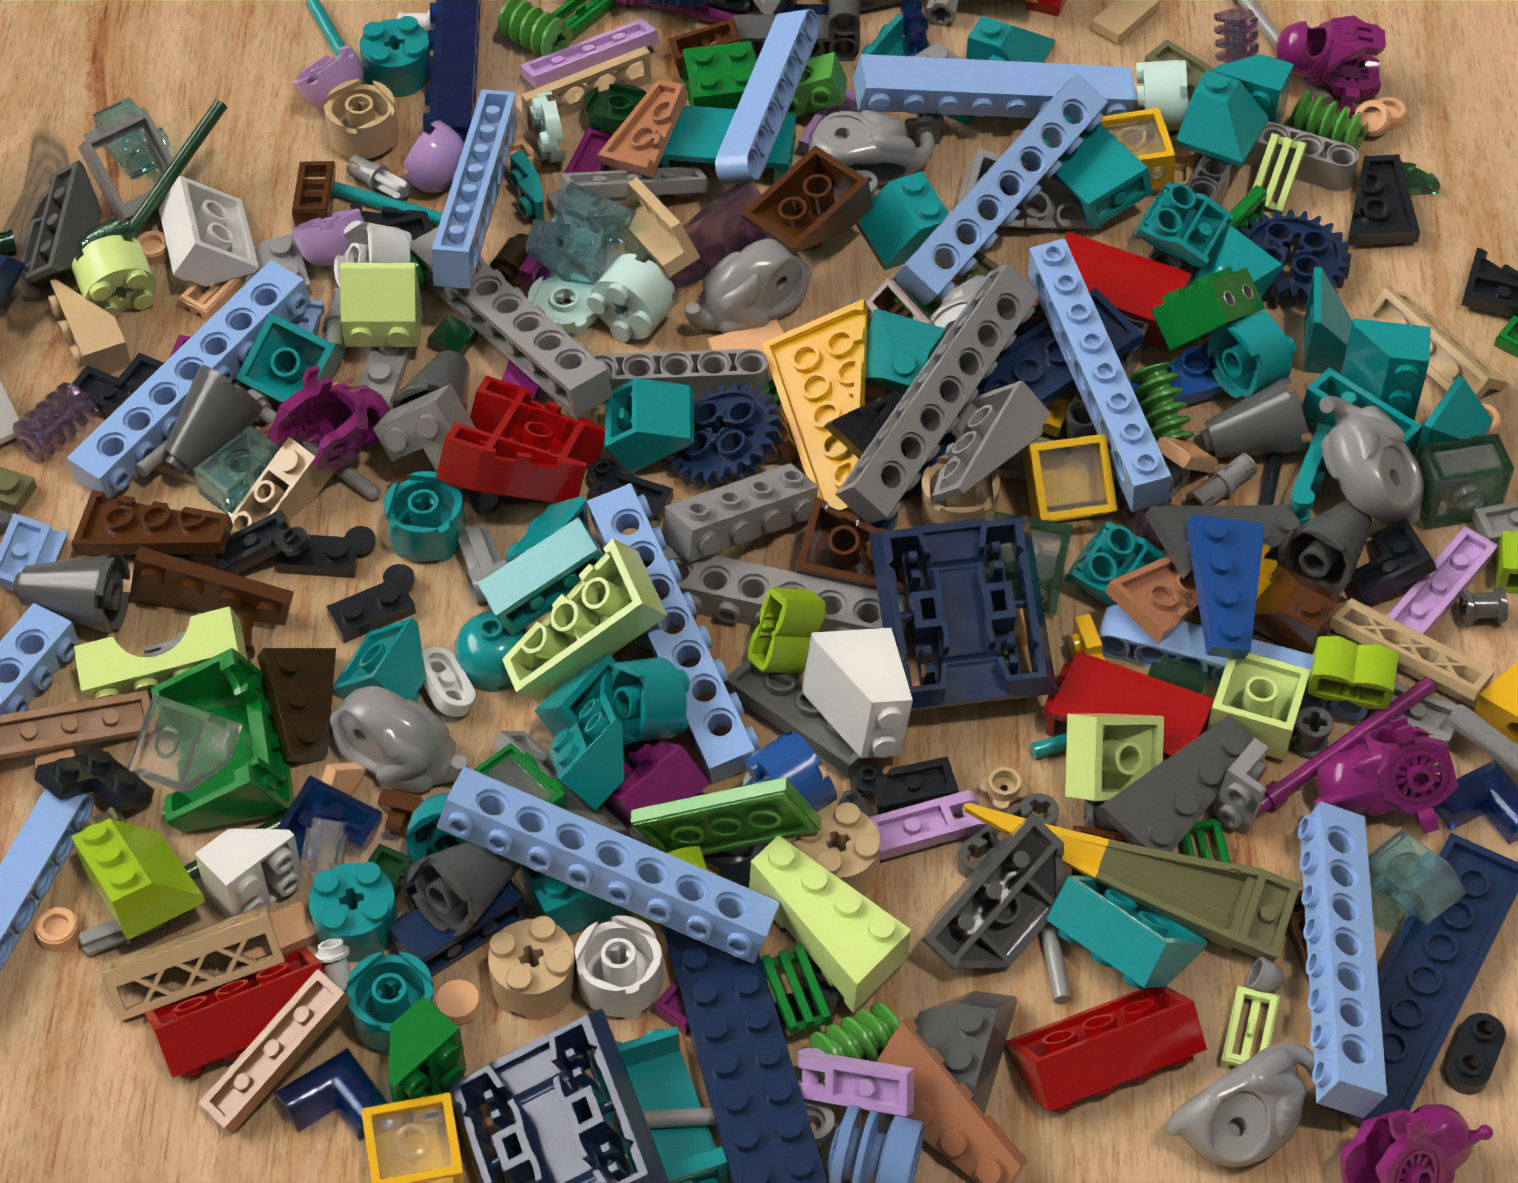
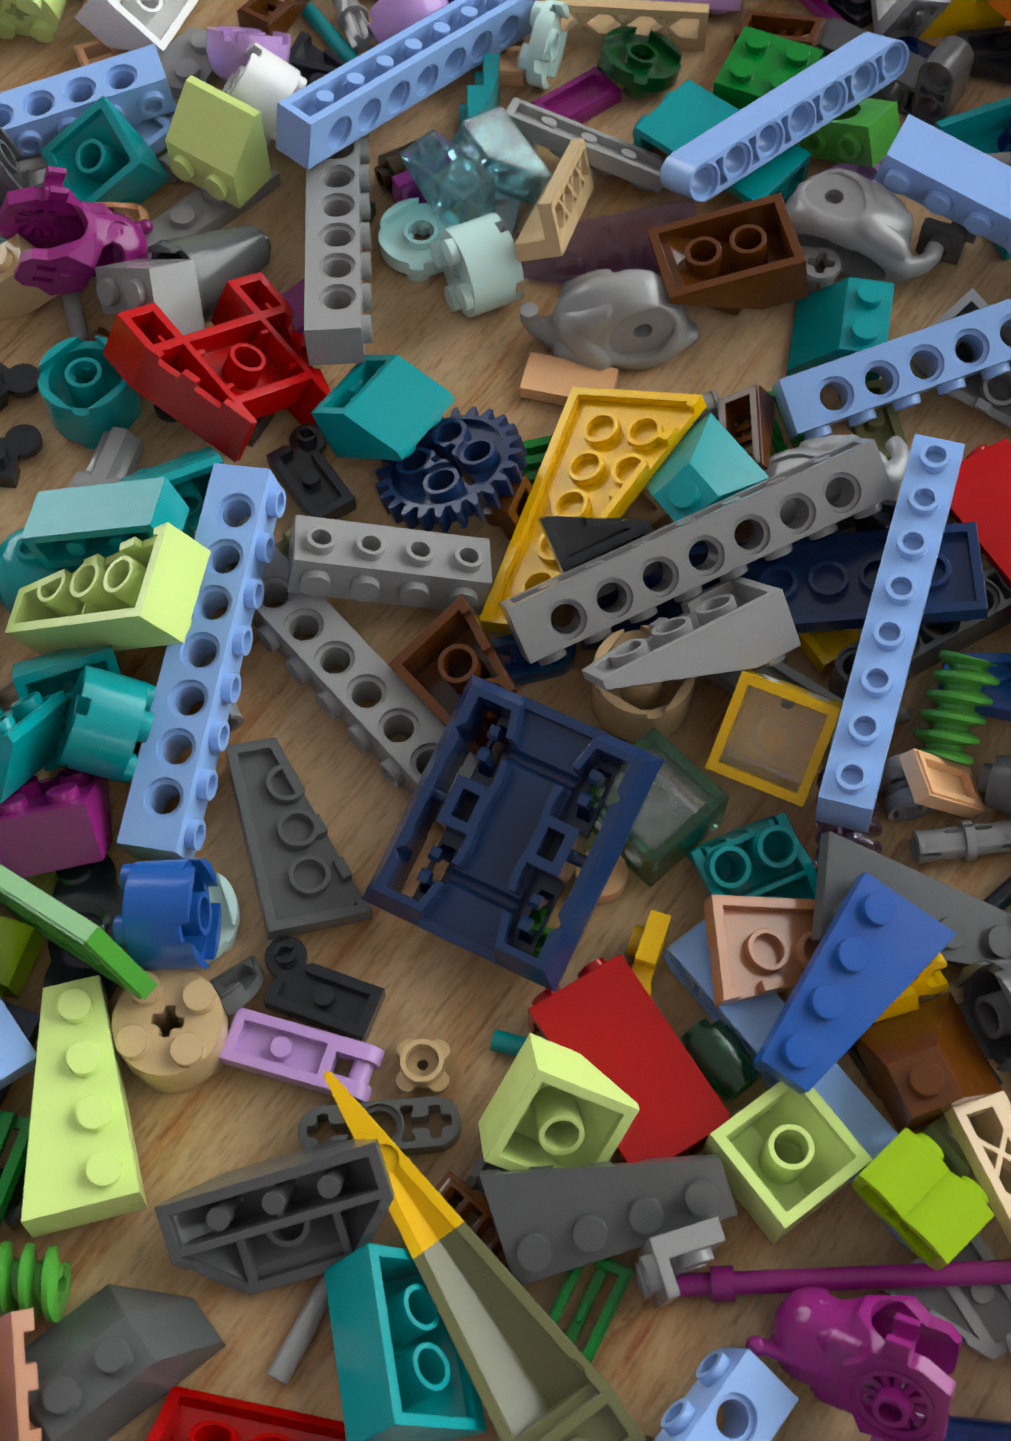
camera: 35 degrees right, 10 degrees up
(453, 336) = (285, 217): dark green tile -> none
(647, 130) = (634, 95): nougat wing -> none
(694, 368) = (469, 373): light grey beam -> none
(785, 630) = (320, 732): lime brick -> none
(860, 688) = (336, 851): white slope -> none
(1313, 729) = (818, 1220): dark grey bush -> none

